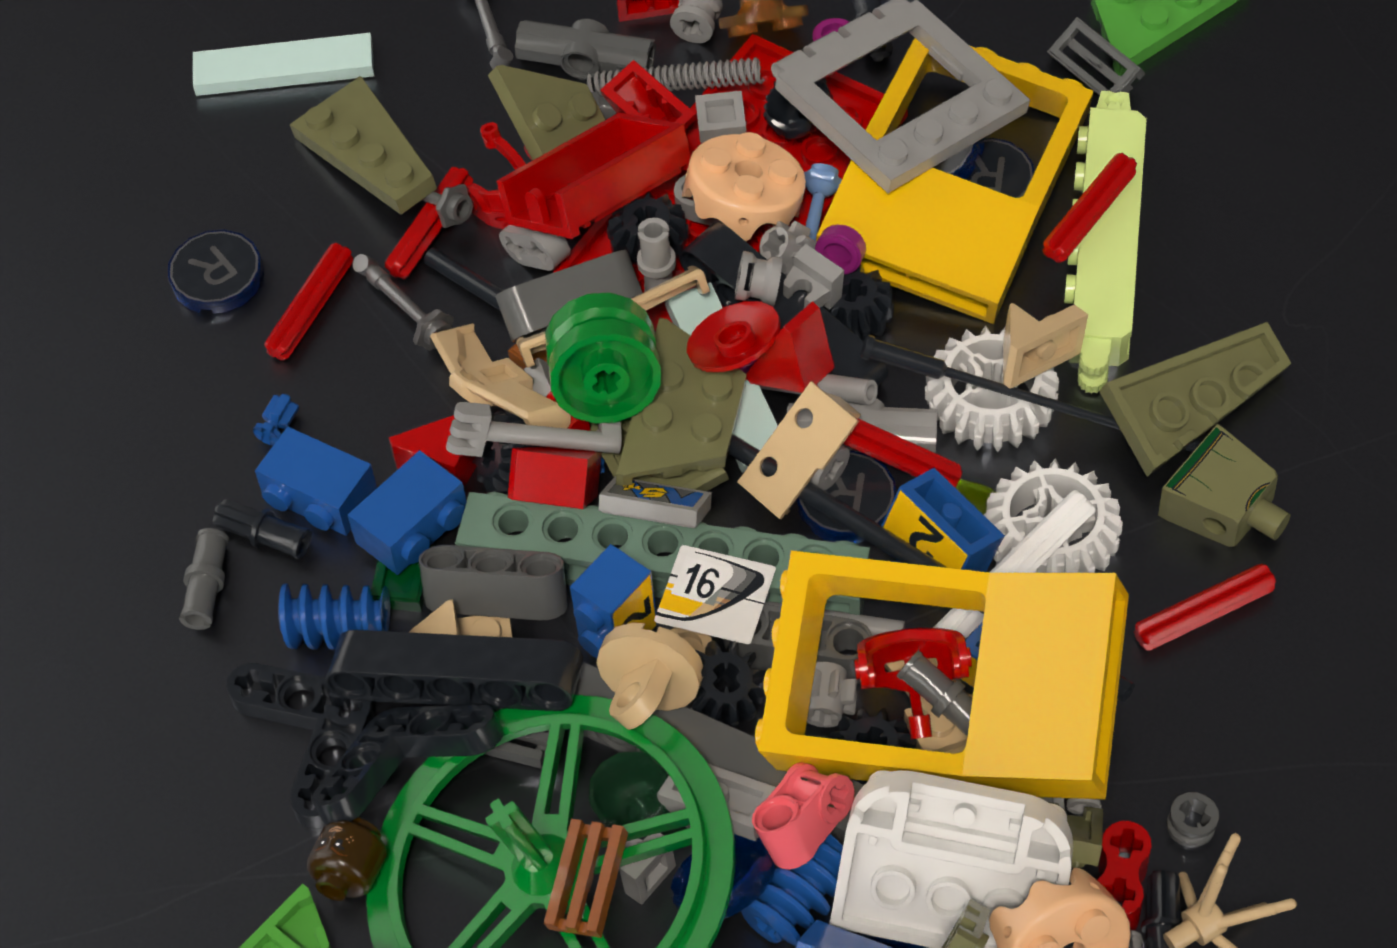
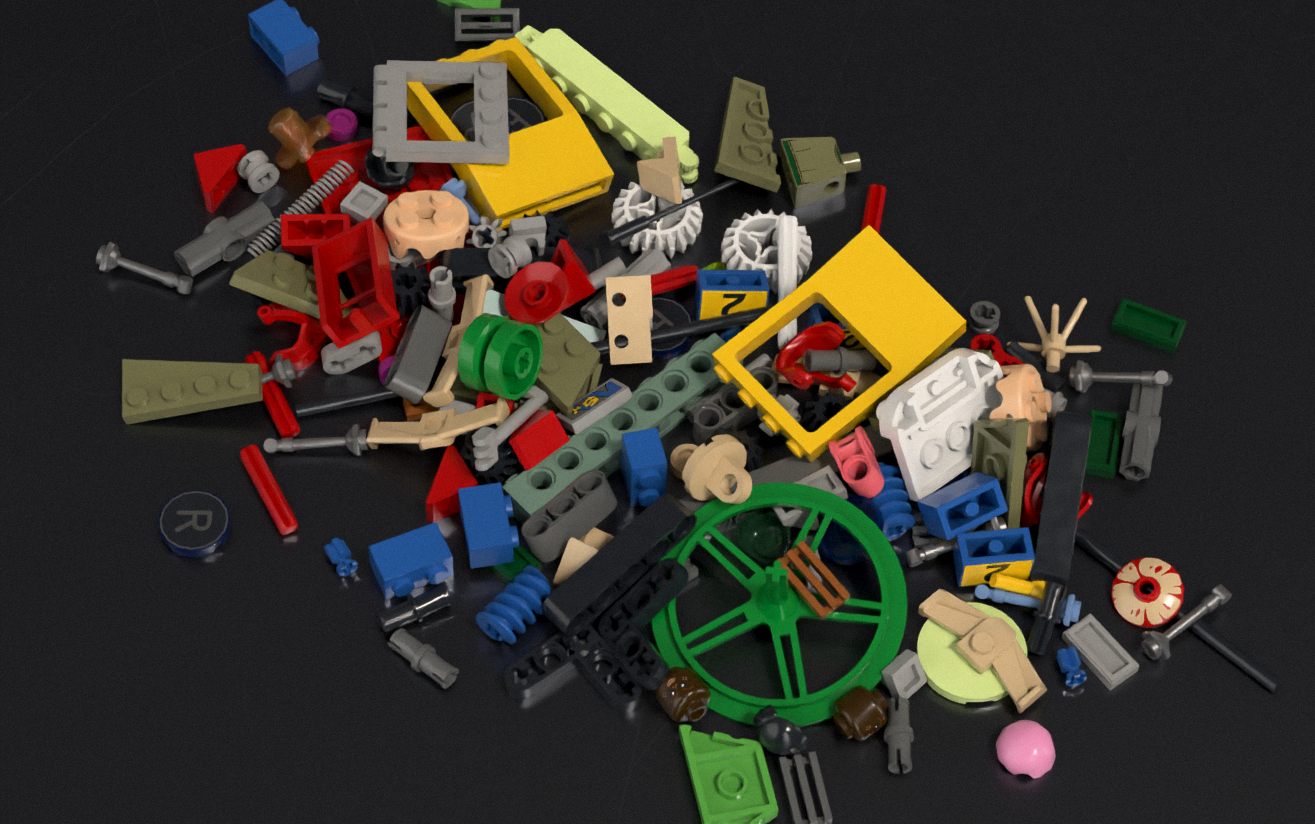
camera: 60 degrees left, 0 degrees up
(283, 64) = (64, 394): light aqua tile -> none
(715, 594) = (680, 417): sticker -> none
(842, 246) = (515, 208): magenta tile -> none
(1089, 207) = (597, 91): red axle -> none

